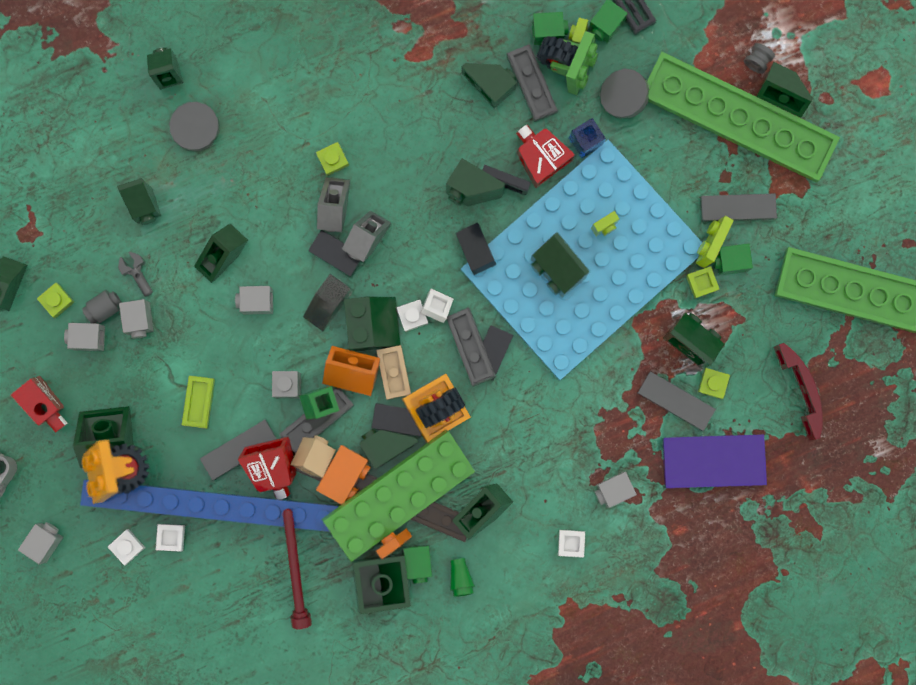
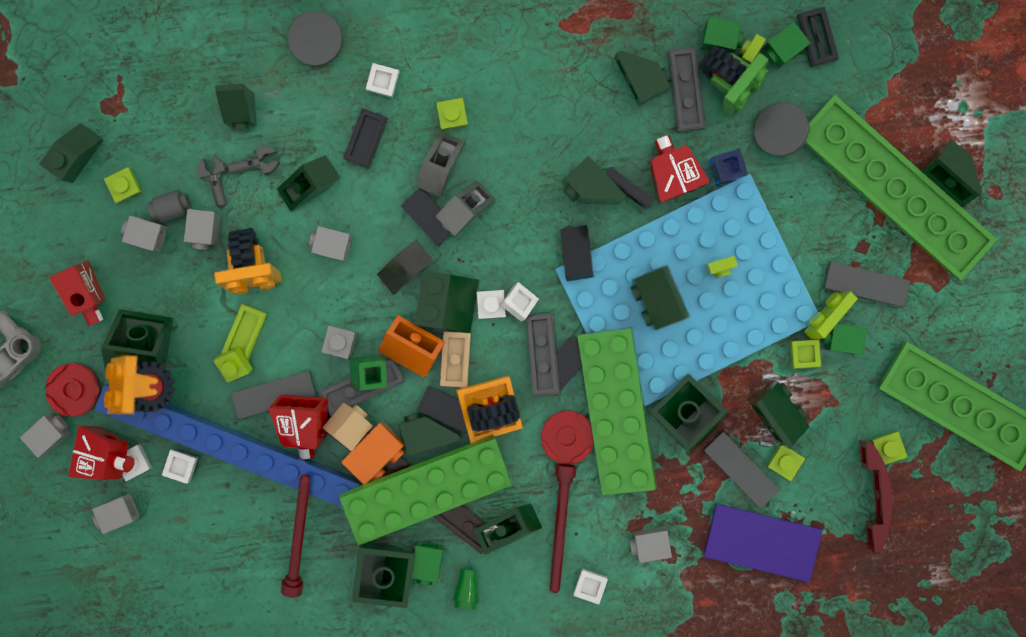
camera: 20 degrees right, 5 degrees up
(55, 496) = (72, 389): none -> red tile
(94, 547) = (99, 455): none -> red torso
(122, 597) = (115, 513): none -> light grey brick
(170, 247) = (255, 162): none -> dark grey bar
(185, 339) = (246, 265): none -> light orange plate
(195, 432) = (233, 364): none -> lime plate
(261, 200) = (365, 138): none -> black tile
(263, 145) = (382, 80): none -> white plate
(392, 542) = (407, 537): orange plate -> none
(513, 415) = (567, 437): none -> red tile
(520, 449) = (565, 475): none -> dark red piece
(551, 378) = (617, 411): none -> bright green plate
(616, 363) = (689, 414): none -> dark green slope
(759, 58) = (937, 130): dark grey wheel -> none
(802, 344) = (890, 447): none -> lime plate

